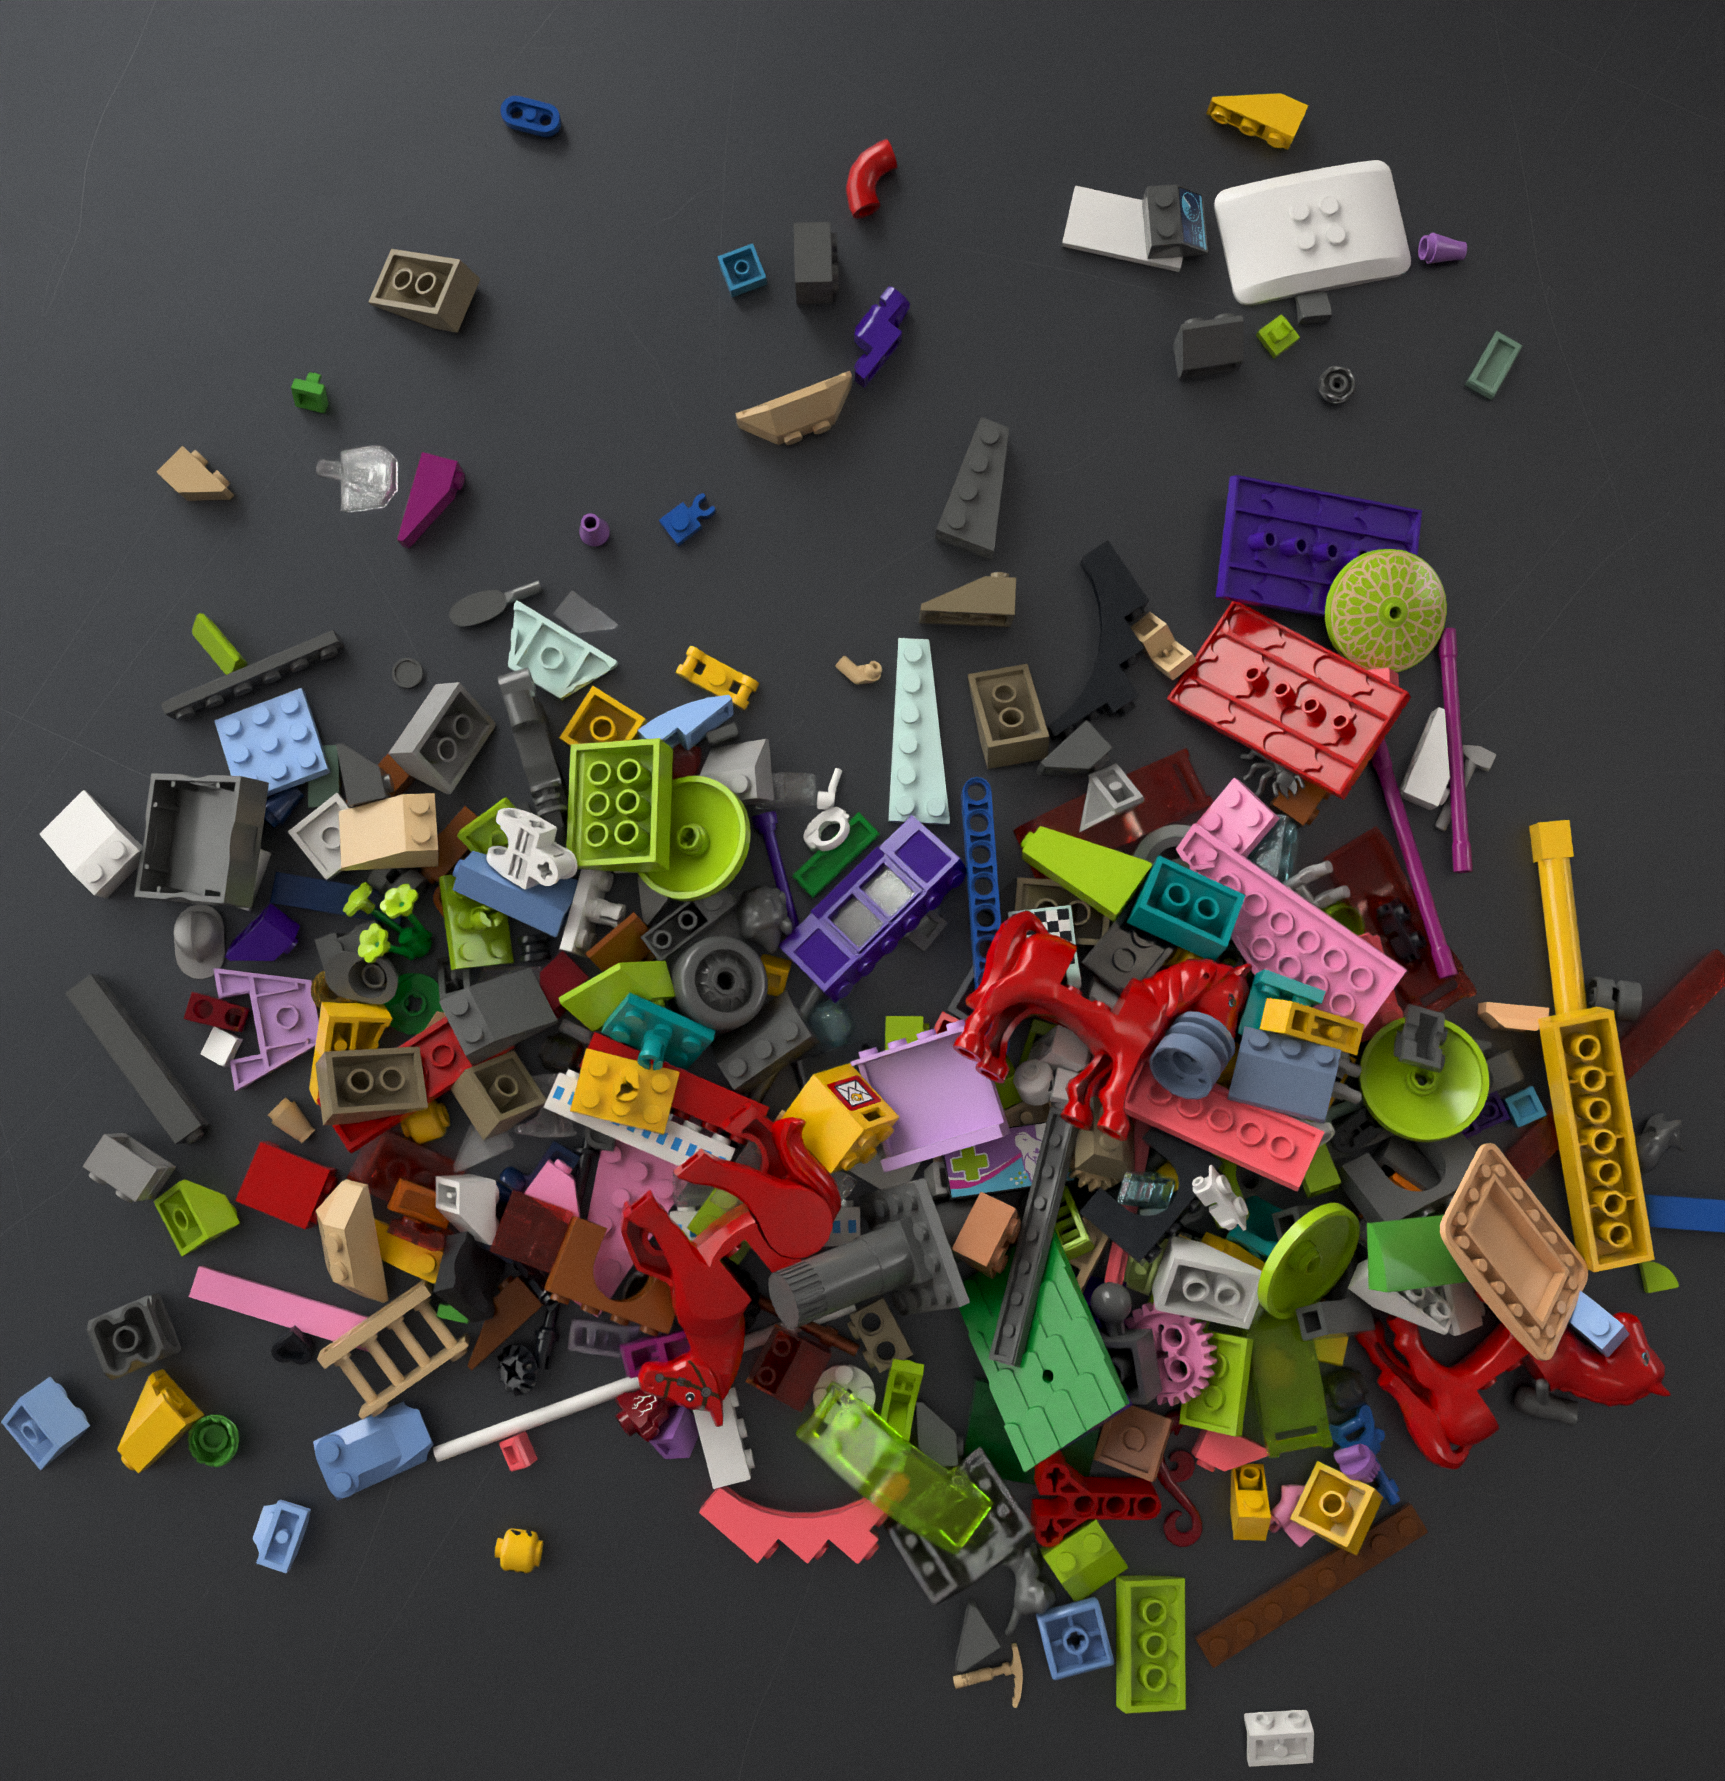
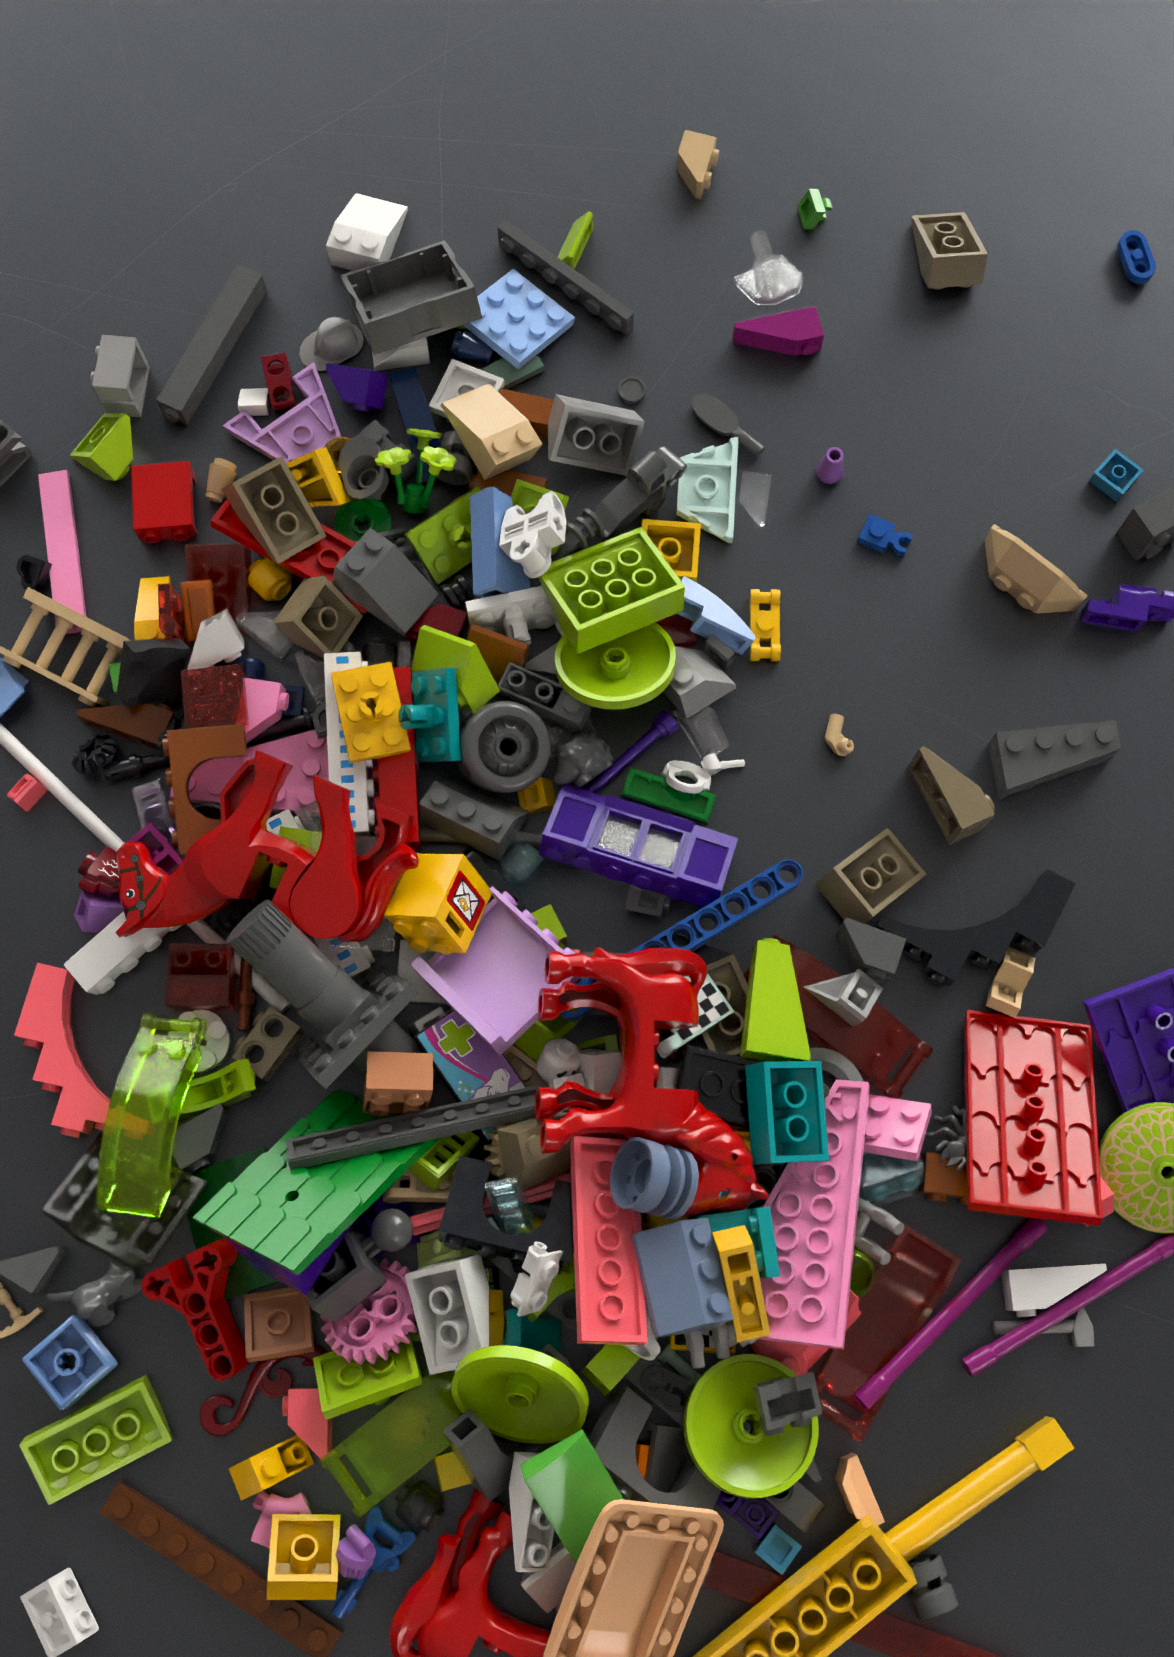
camera: 65 degrees right, 10 degrees down
(352, 1241) = (138, 567): tan wedge -> none
(362, 779) = (525, 386): dark grey slope -> none
(917, 756) = (791, 821): light aqua wing -> none
(1084, 1559) = (147, 1334): lime slope -> none
(1397, 917) = (874, 1351): black hinge -> none

